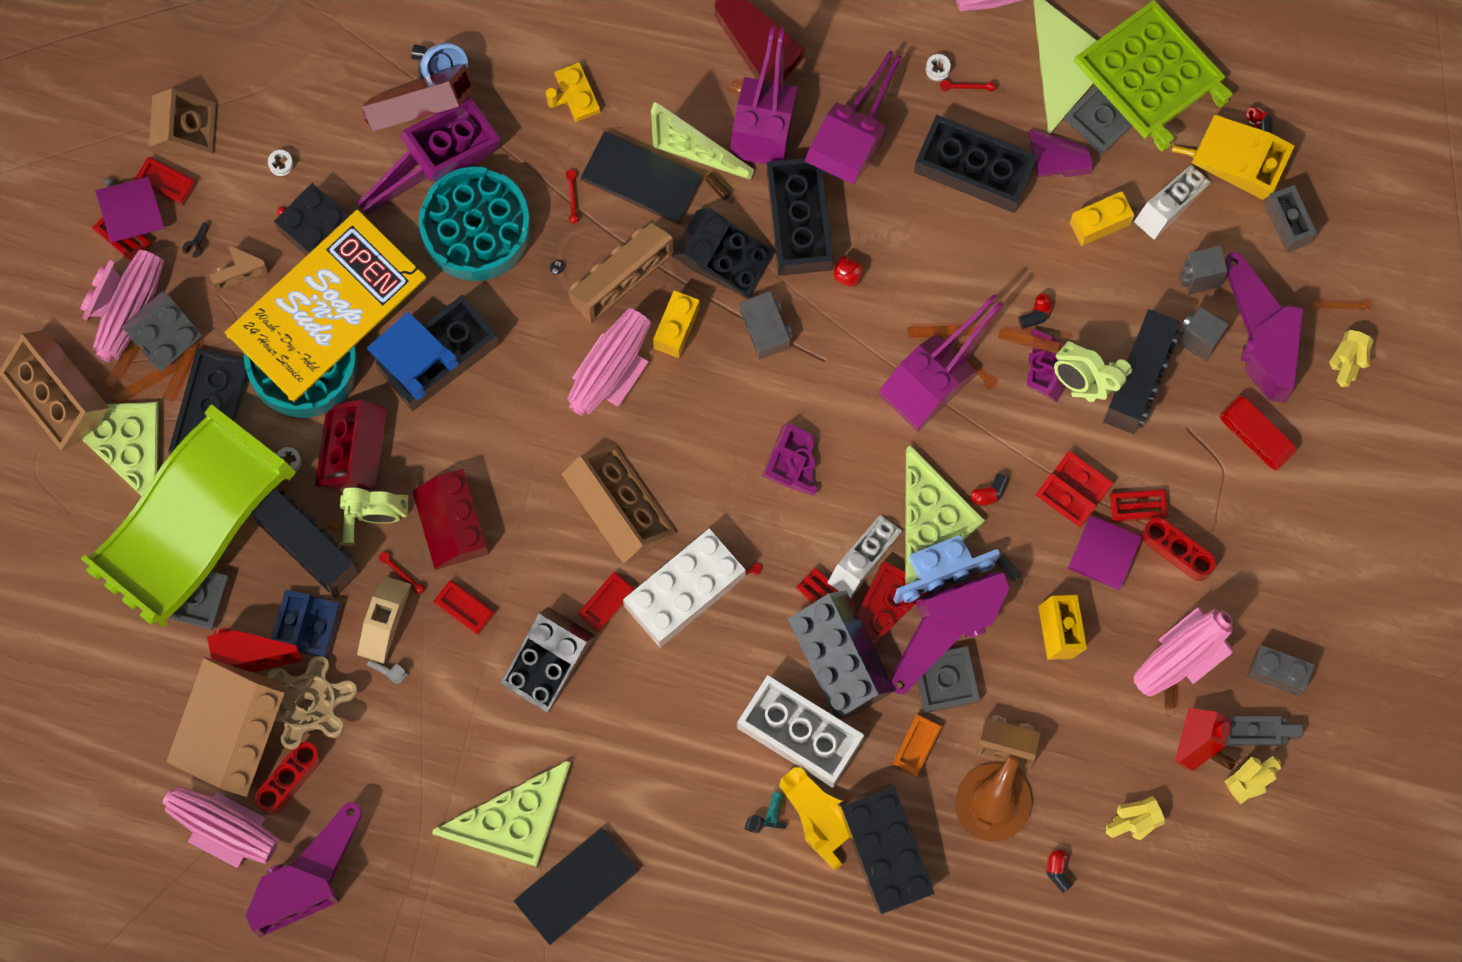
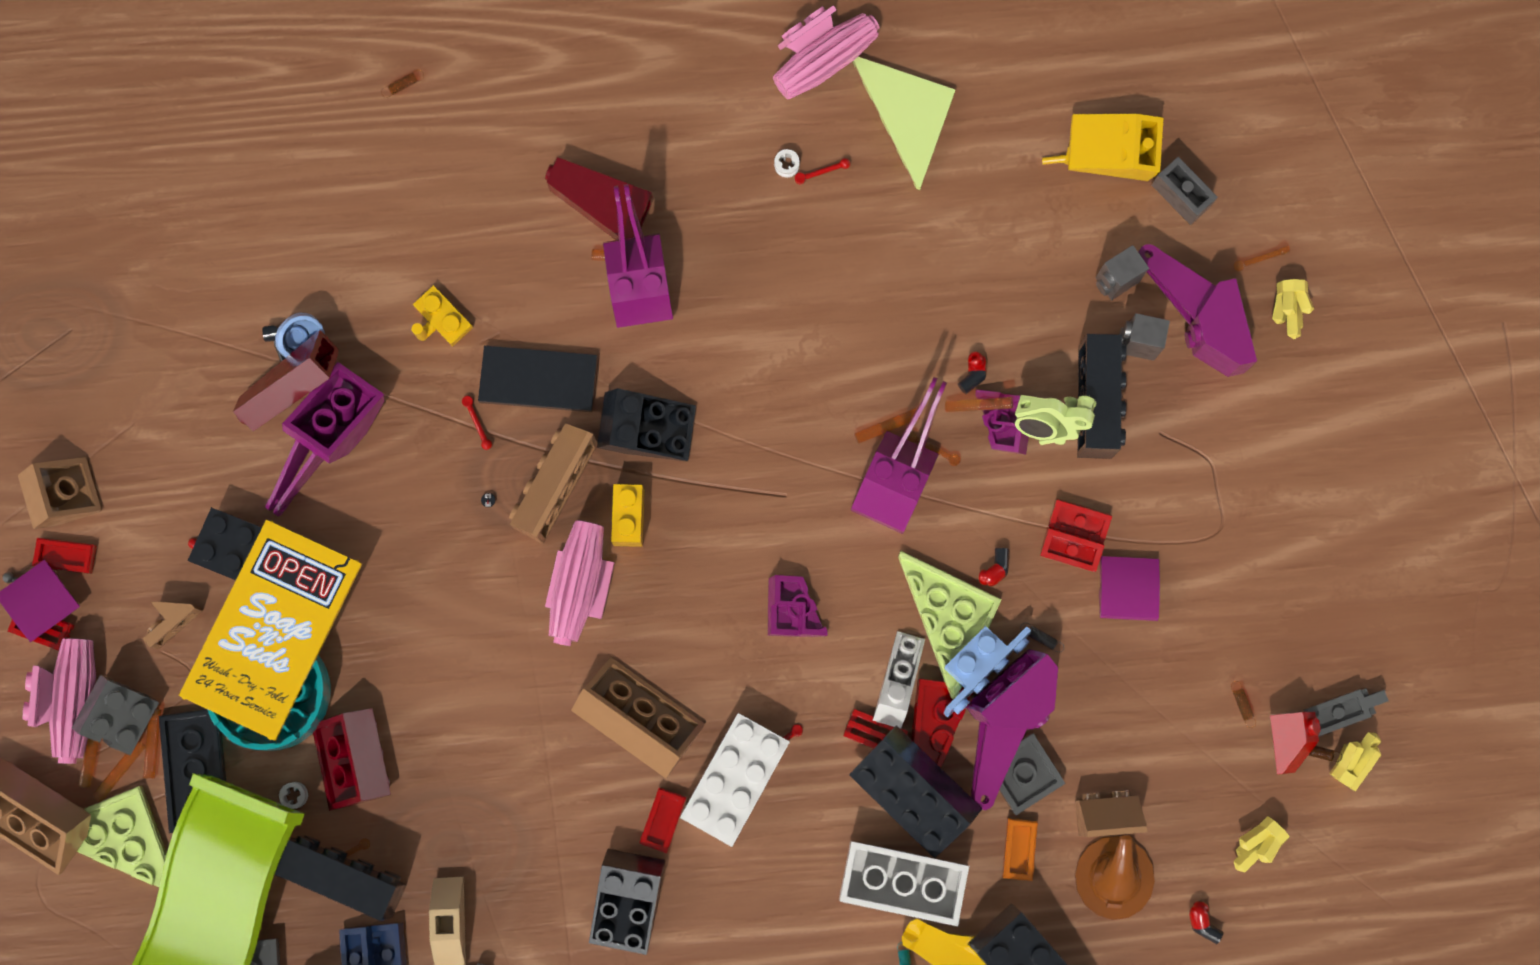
camera: 20 degrees left, 5 degrees up
(196, 241) = (118, 607): black hand -> none
(283, 154) = (164, 496): white bush -> none
(370, 507) = (391, 817): yellowish green piece -> none
(385, 559) = (427, 858): red hinge -> none
(409, 351) = (372, 646): blue flag -> none
(449, 520) = (477, 796): dark red slope -> none
(461, 332) = (401, 633): black brick -> none
(464, 607) = (524, 879): red tile -> none
(467, 250) = (419, 496): teal brick -> none
(681, 139) = (562, 328): yellowish green tile -> none
(717, 186) = (616, 360): reddish brown piece -> none
(765, 325) = (715, 483): flat silver brick -> none
(799, 217) = (708, 362): black brick -> none
(848, 138) = (729, 267): magenta slope -> none
(848, 271) = (776, 400): red piece -> none
(975, 163) = (861, 247): black brick -> none
(1059, 155) = (936, 208): magenta slope -> none
(1062, 627) = (1118, 680): yellow brick -> none
(1098, 121) = (964, 155): dark grey plate -> none
(1101, 218) = (1002, 257): yellow brick -> none
(1114, 507) = (1121, 538): red tile -> none
(1151, 72) = (996, 93): lime plate -> none
(1171, 201) = (1063, 215): white slope -> none
(1173, 536) = (1213, 556): red beam -> none
(1187, 650) = (1249, 657): bright pink plate -> none
(1258, 433) = (1231, 414): red beam -> none
(1260, 119) = (1116, 102): arm -> none
(1280, 670) = (1343, 643): flat silver brick -> none

